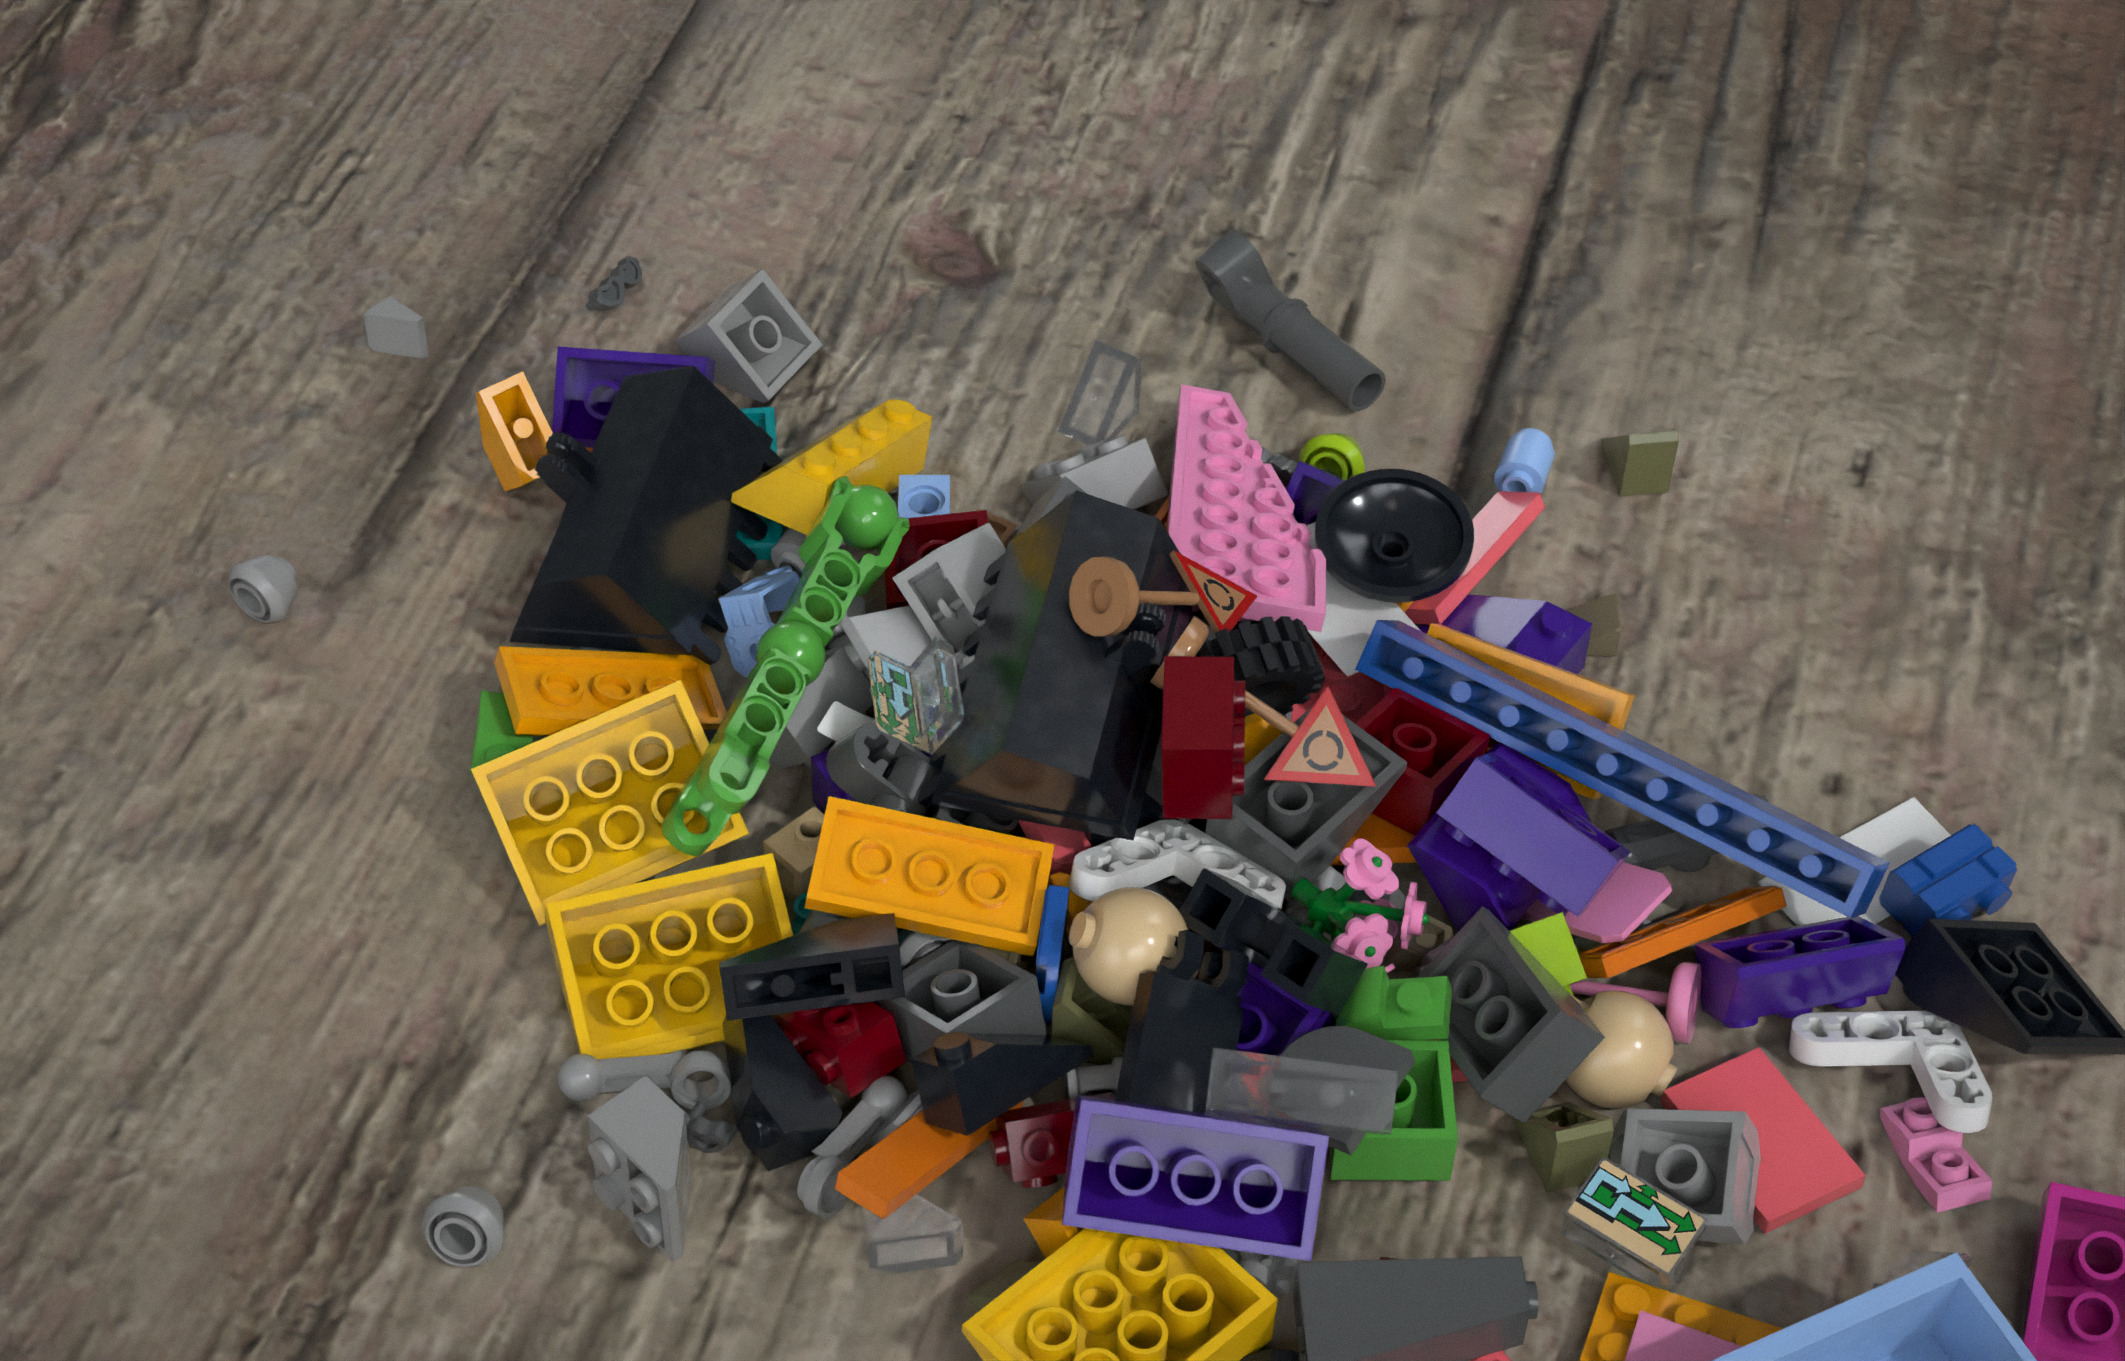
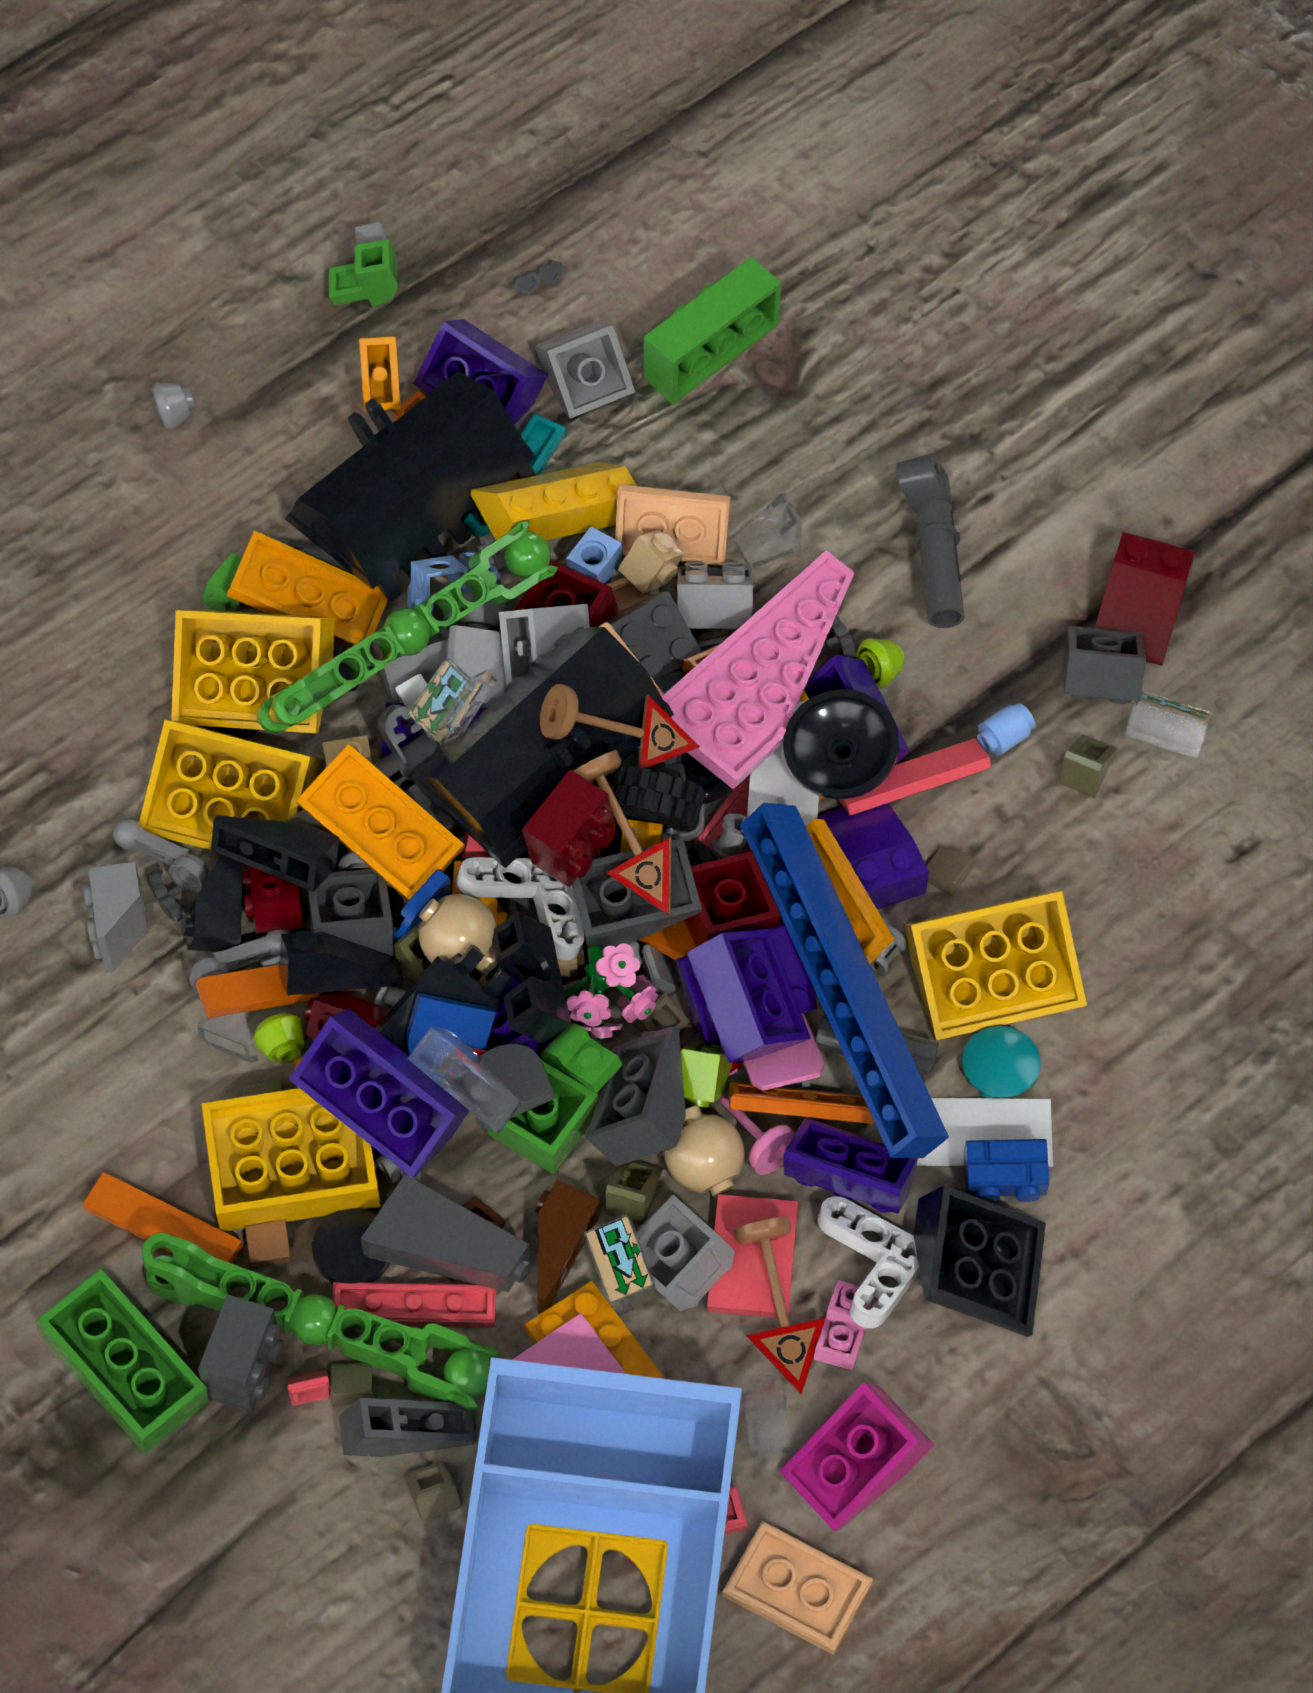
camera: 35 degrees right, 15 degrees up
(426, 354) = (369, 278): none -> bright green brick
(870, 239) = (711, 330): none -> bright green brick
(984, 1203) = (280, 1037): none -> lime cone
(992, 430) = (691, 519): none -> light nougat tile
(998, 478) = (651, 561): none -> tan brick
(1186, 1050) = (465, 1020): none -> blue tile
(1349, 690) = (732, 838): none -> light grey bush
(1522, 1216) = (562, 1221): none -> reddish brown slope
(1545, 284) = (1146, 591): none -> dark red slope
(1579, 349) = (1103, 664): none -> dark grey brick
(1685, 386) = (1169, 724): none -> clear panel
(1737, 685) = (996, 964): none -> yellow slope
(1830, 787) = (1001, 1062): none -> teal dish
(1898, 1212) = (787, 1347): none -> medium nougat piece

